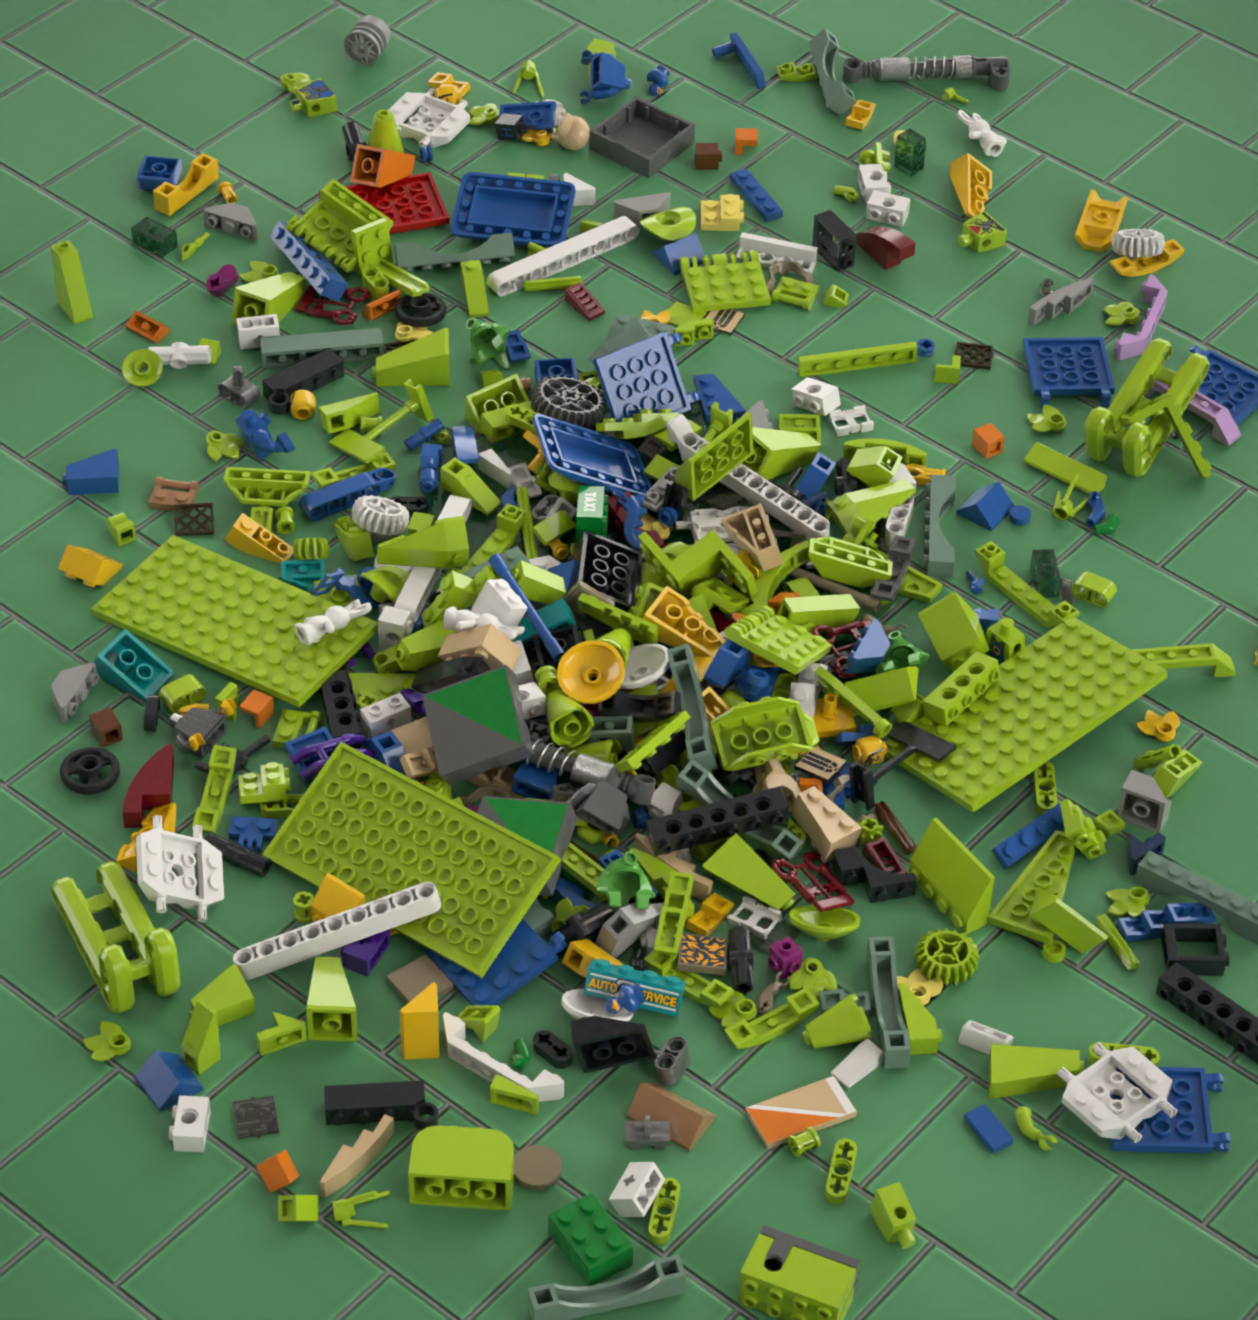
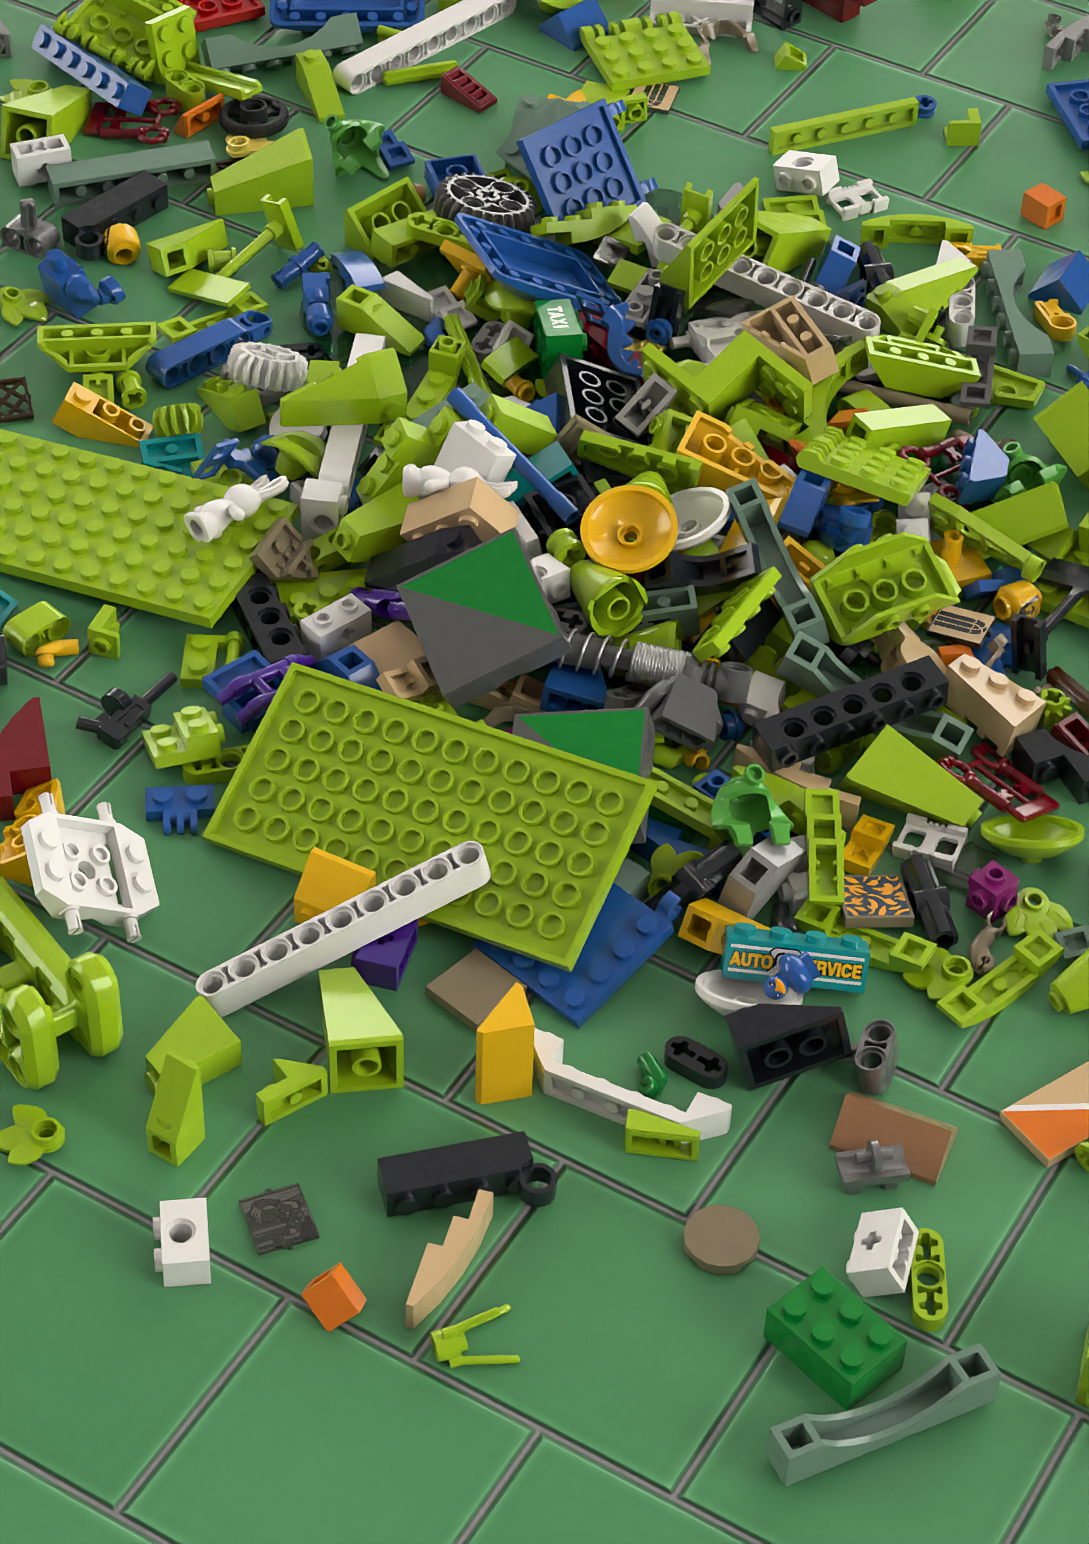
camera: 10 degrees left, 0 degrees up
(166, 1078) = (131, 1180): blue slope -> none
(201, 728) = (74, 673): dark grey torso -> none
(216, 788) = (114, 750): lime slope -> none
(240, 855) = (172, 841): black axle -> none
(258, 705) = (152, 632): orange panel -> none
(297, 1208) = (378, 1350): lime panel -> none
(302, 908) = (278, 904): lime bush -> none
(360, 658) = (284, 553): none -> dark tan slope
(462, 1168) = (618, 1255): lime brick -> none
(481, 1019) = (583, 1030): lime slope -> none
(490, 377) = (366, 189): lime slope -> none
(636, 575) = (647, 403): none -> light grey slope
(714, 391) = (671, 183): blue wing -> none
(796, 292) = (738, 57): lime plate -> none
(874, 465) = (911, 245): lime slope -> none
(963, 363) = (995, 102): dark brown window -> none
(967, 533) = (1054, 321): none -> yellow piece

